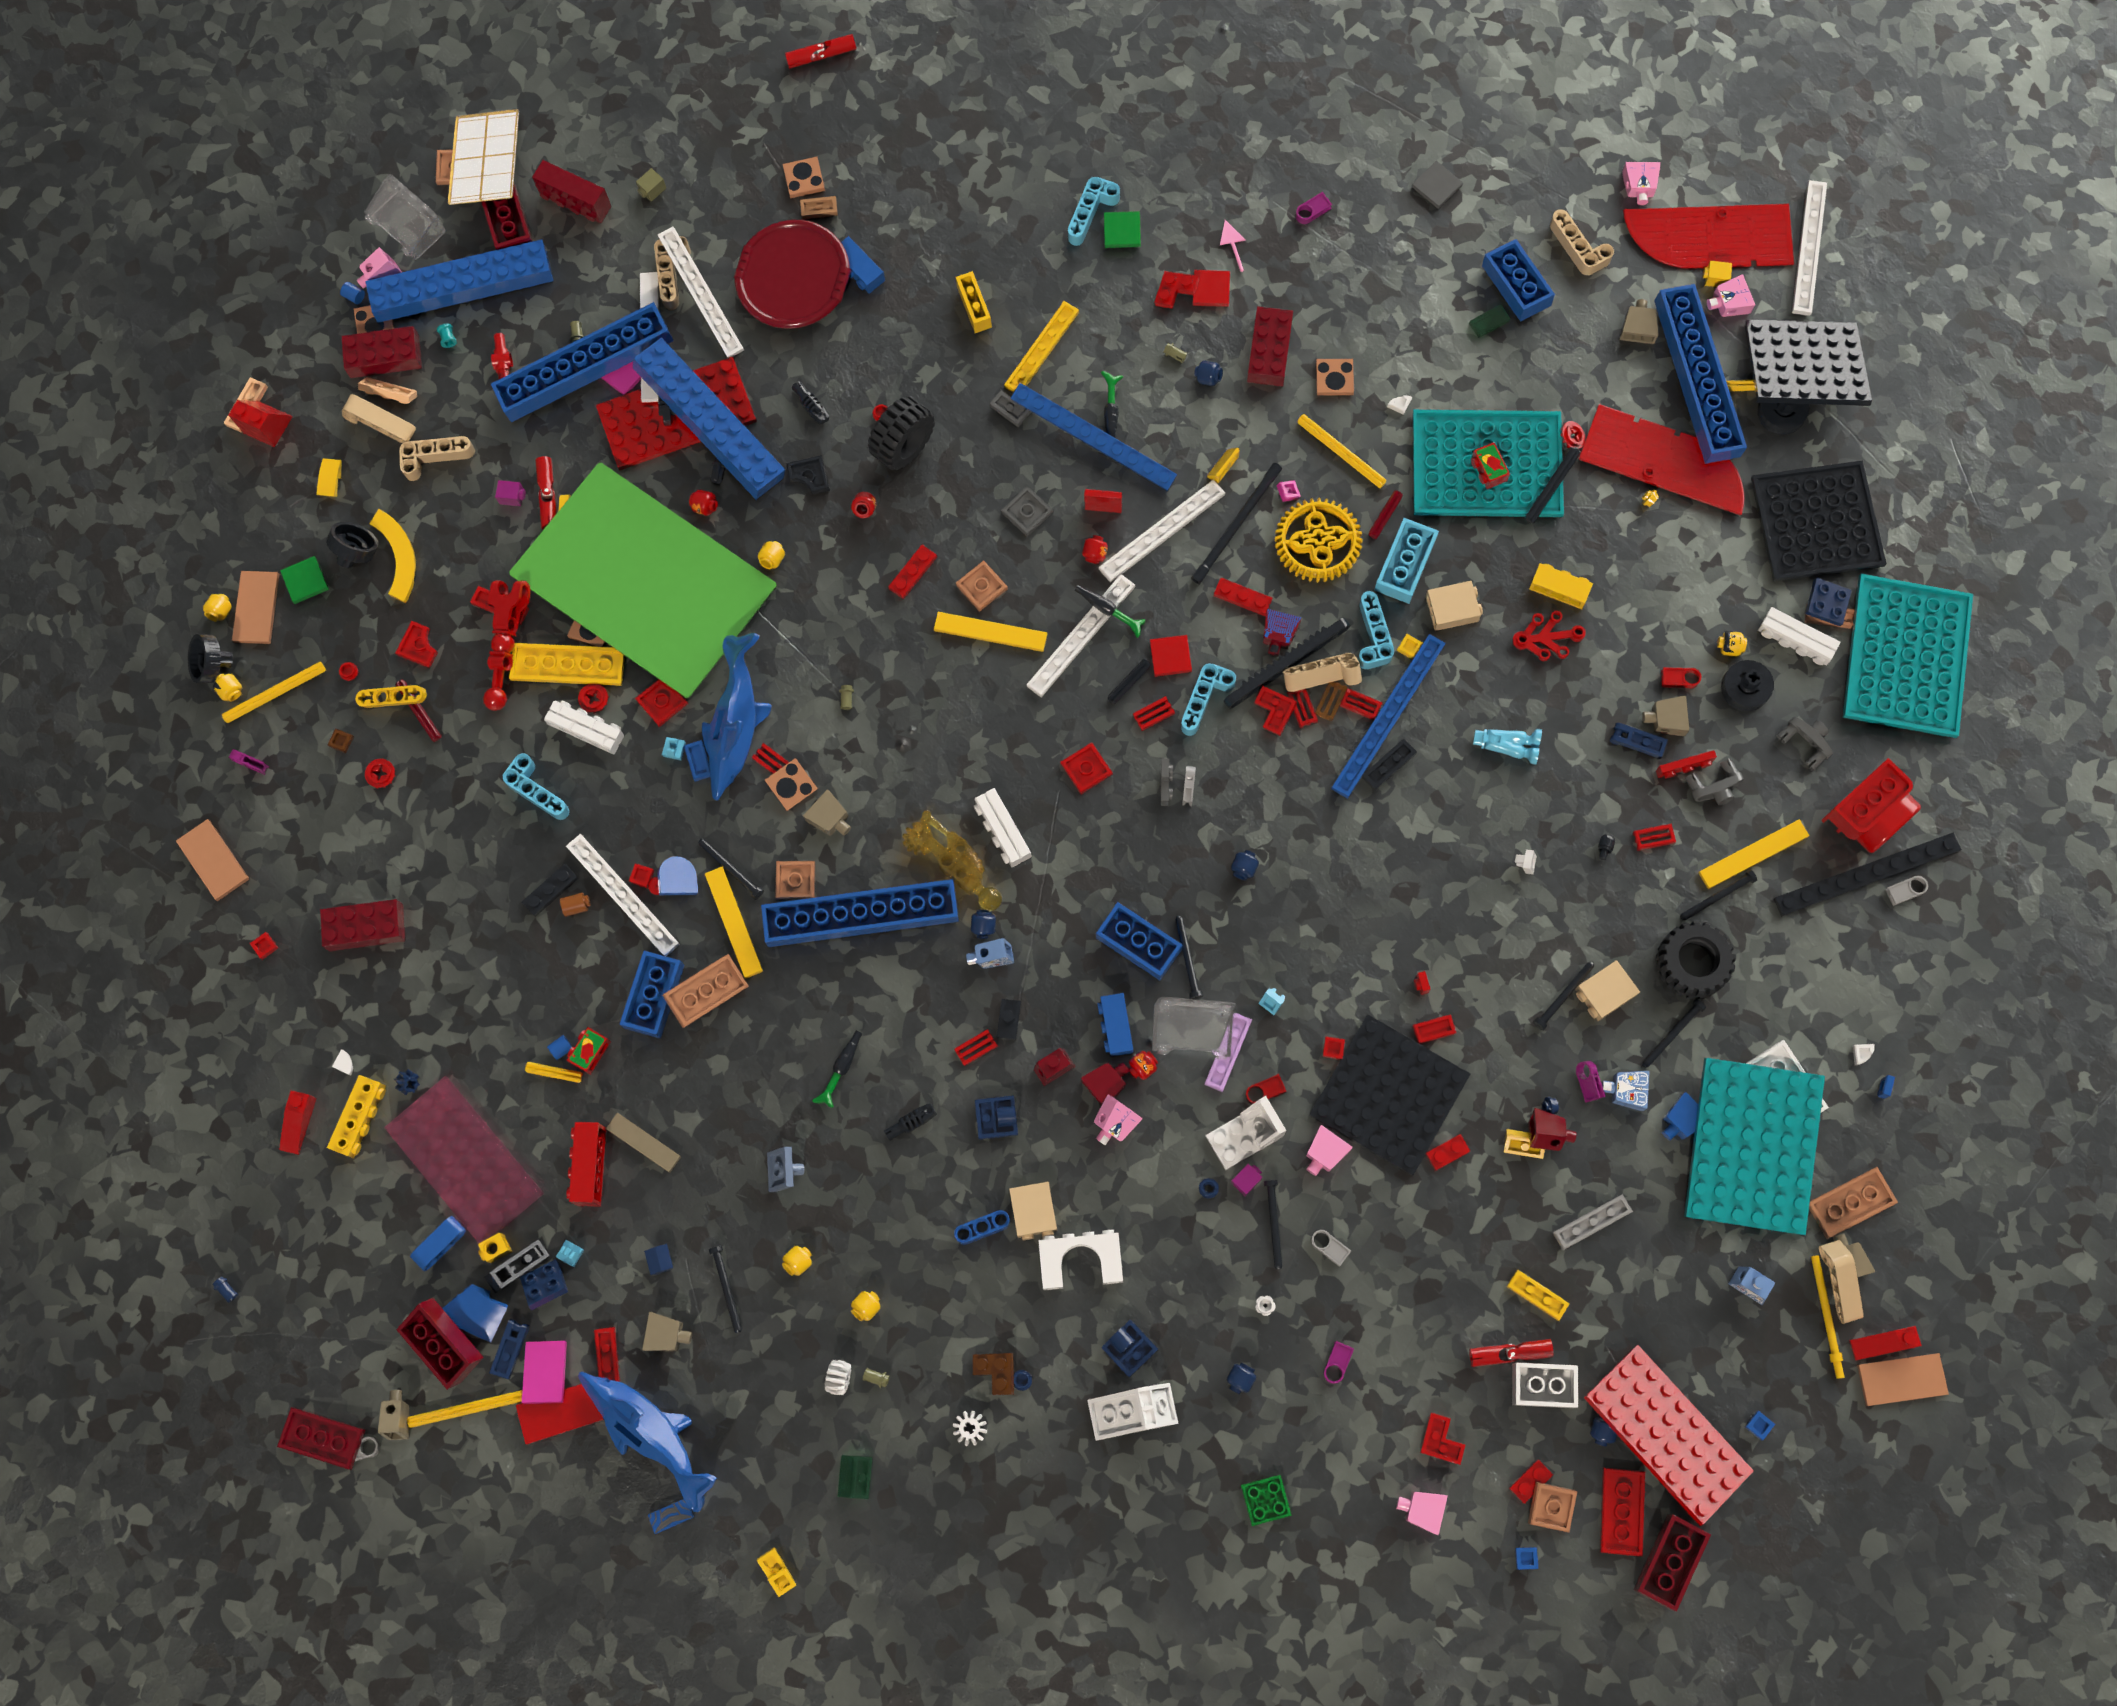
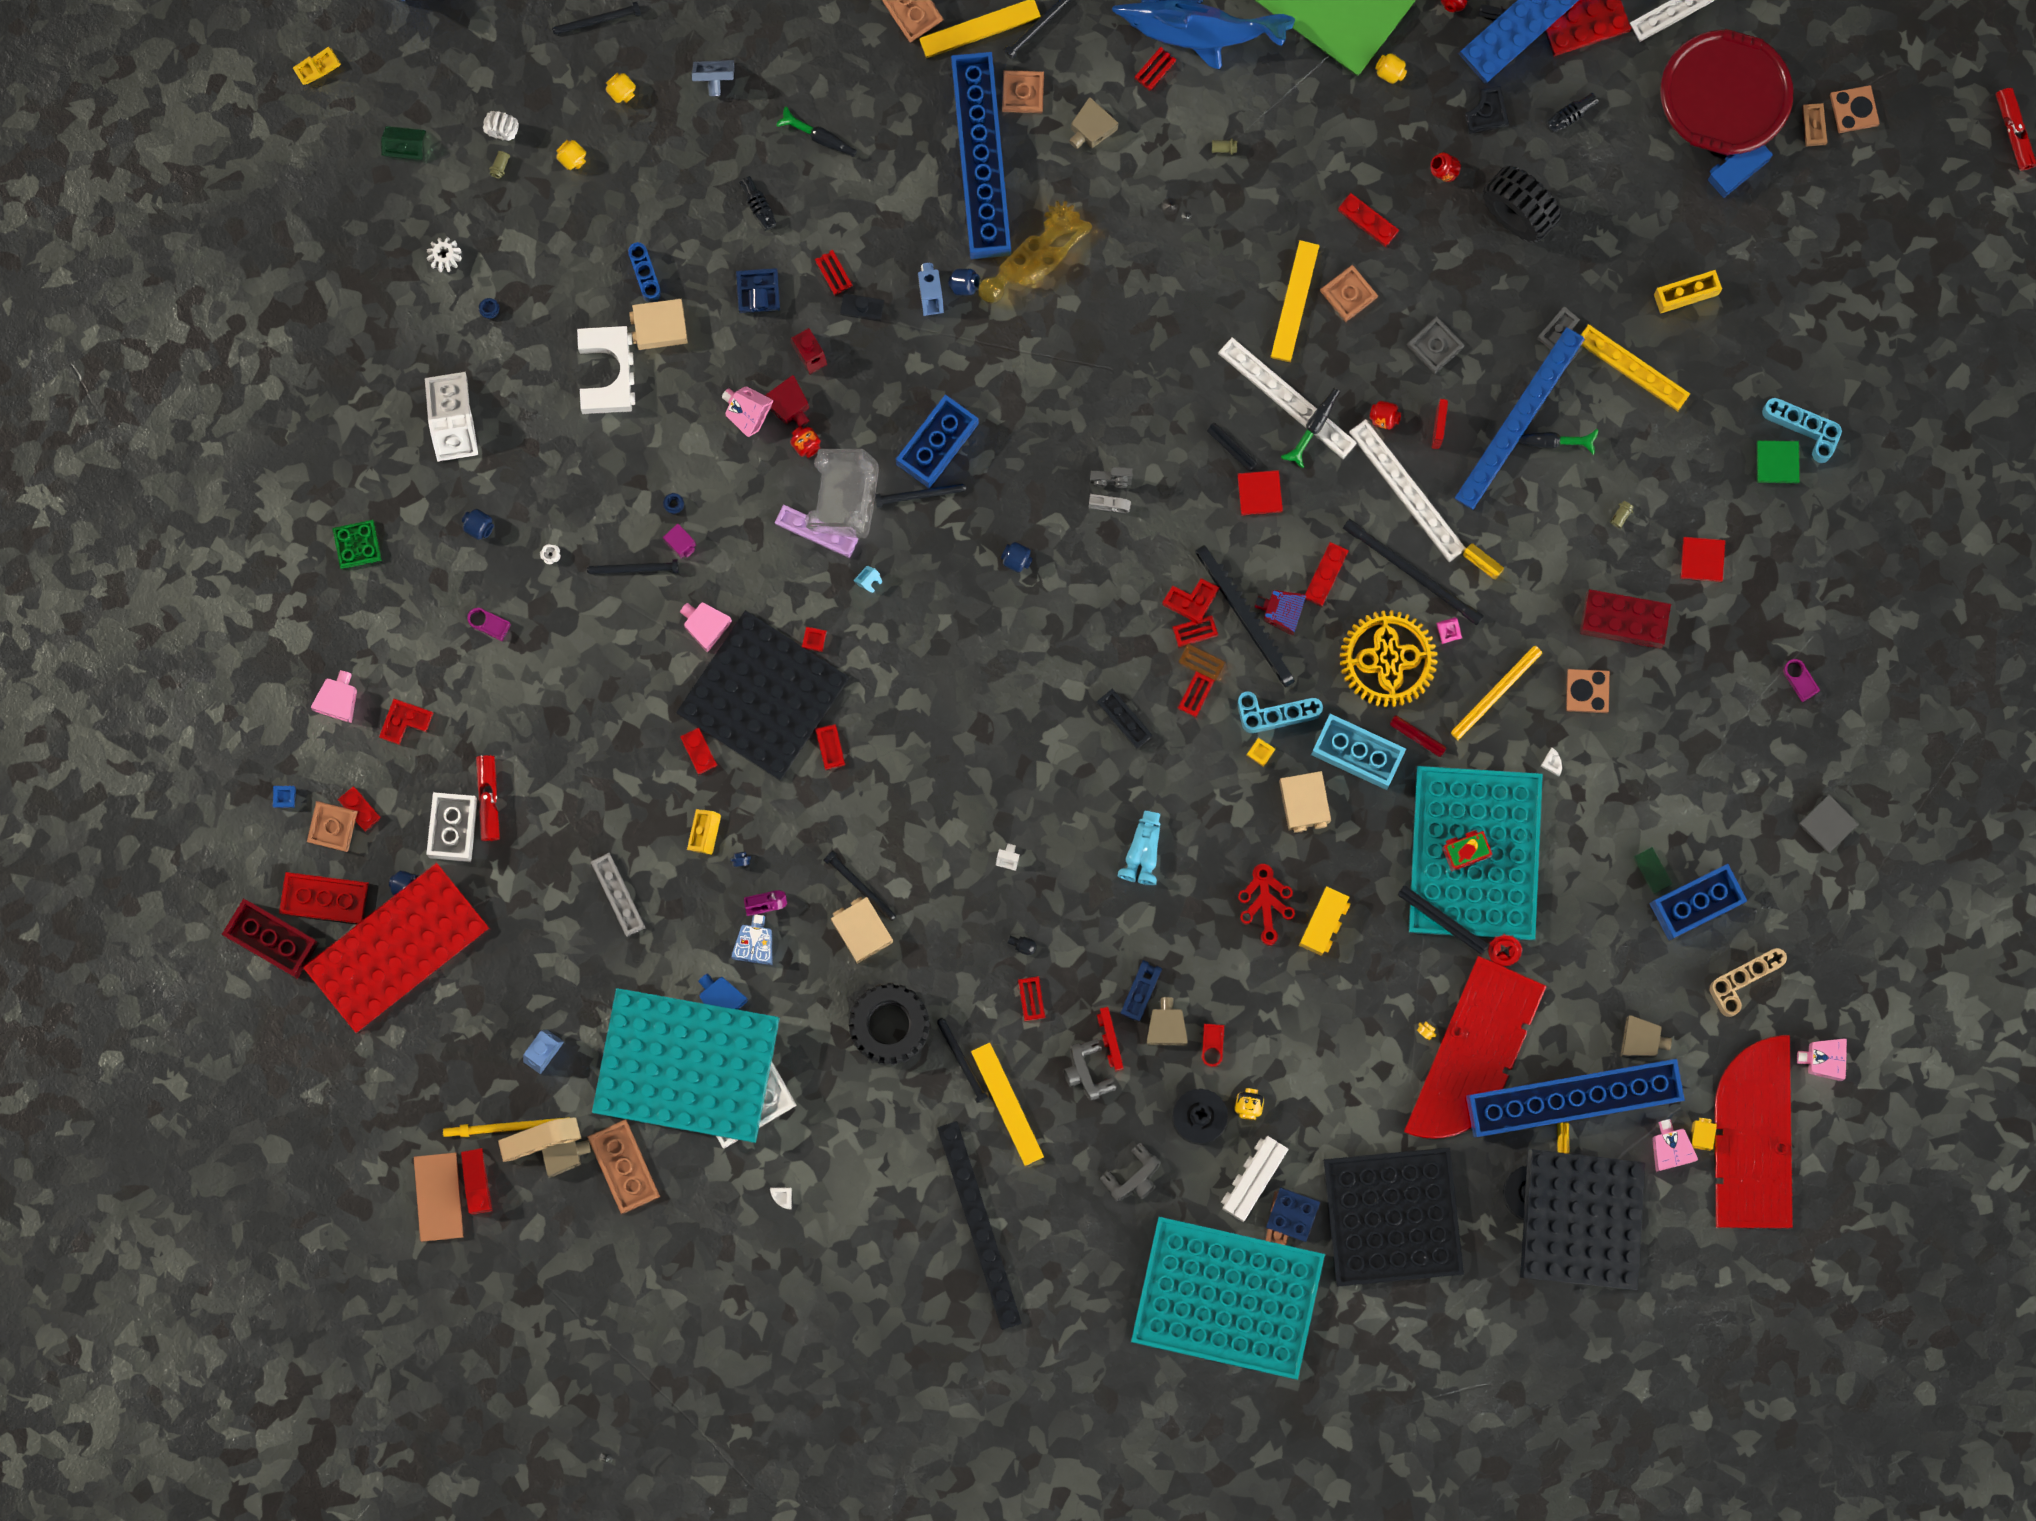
camera: 85 degrees right, 5 degrees up
(791, 784) = (1127, 87): nougat tile -> none
(878, 410) = (1558, 189): red plate -> none
(1001, 1369) = (501, 286): reddish brown plate -> none
(1002, 827) = (1069, 306): white brick -> none
(1086, 768) = (1134, 397): red tile -> none
(1115, 1025) = (849, 415): blue brick -> none
(1129, 1348) = (514, 415): dark blue plate -> none
(1164, 700) = (1186, 456): red tile -> none
(1172, 284) = (1706, 514): red plate -> none
(1202, 700) = (1204, 524): medium azure beam -> none
(1208, 373) = (1594, 549): dark blue head -> none
(1231, 236) = (1768, 584): bright pink piece -> none
(1246, 1134) = (726, 542): white bracket -> none
(1270, 1087) = (774, 571): red piece -> none
(1323, 671) = (1231, 652): tan beam -> none
(1334, 1250) = (602, 627): light grey piece -> none
(1388, 716) = (1180, 722): blue plate -> none
(1421, 983) = (879, 735): red plate -> none
(1538, 1295) = (545, 832): yellow tile -> none
(1548, 1131) = (712, 853): dark red torso -> none
(1697, 1006) = (841, 1025): black bar -> none
(1759, 1425) = (400, 1044): blue plate -> none
(1809, 248) = (1735, 1245): white plate -> none
(1876, 807) = (1046, 1231): red brick -> none
(1886, 1086) = (743, 1214): blue tile -> none
(1902, 891) = (958, 1260): light grey piece -> none

